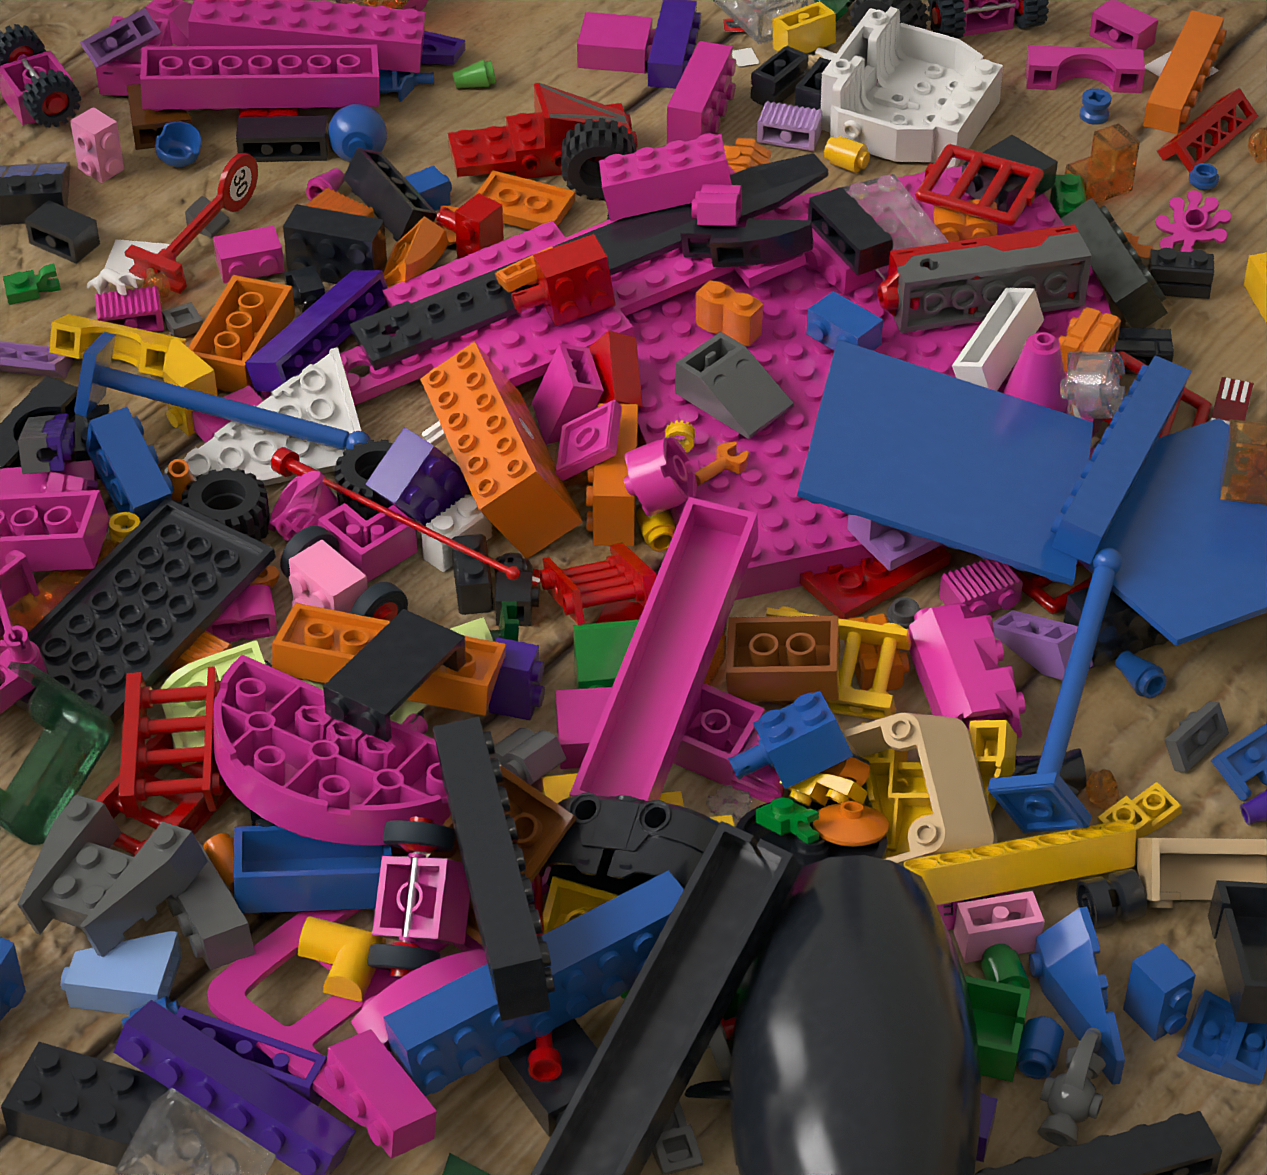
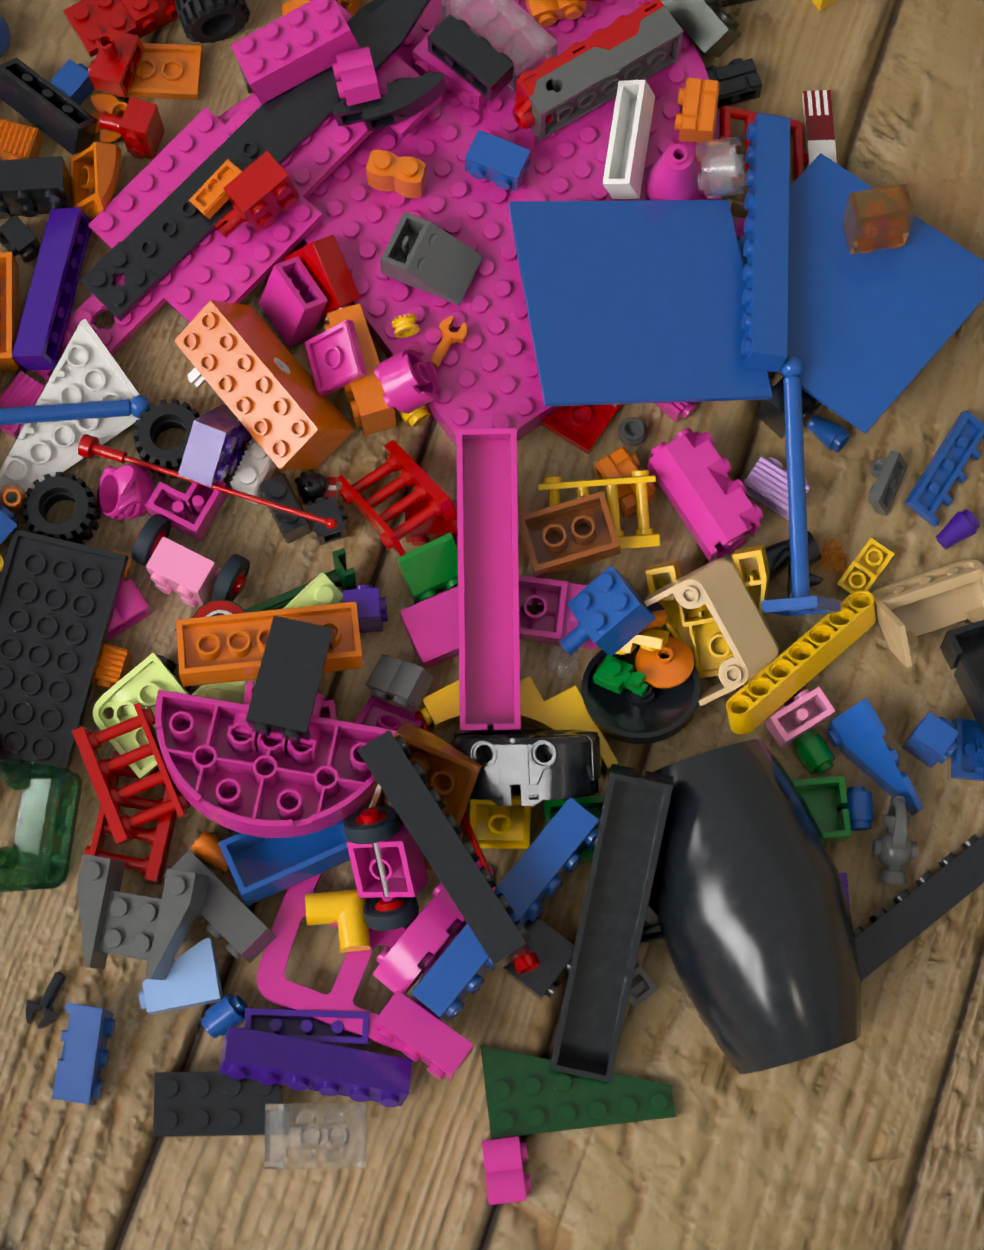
camera: 20 degrees left, 30 degrees up
(482, 172) = (115, 62): none -> red brick
(1038, 641) = (746, 427): medium lavender slope -> none
(1041, 695) = (769, 485): none -> lavender brick
(1117, 897) = (874, 658): black wheel -> none

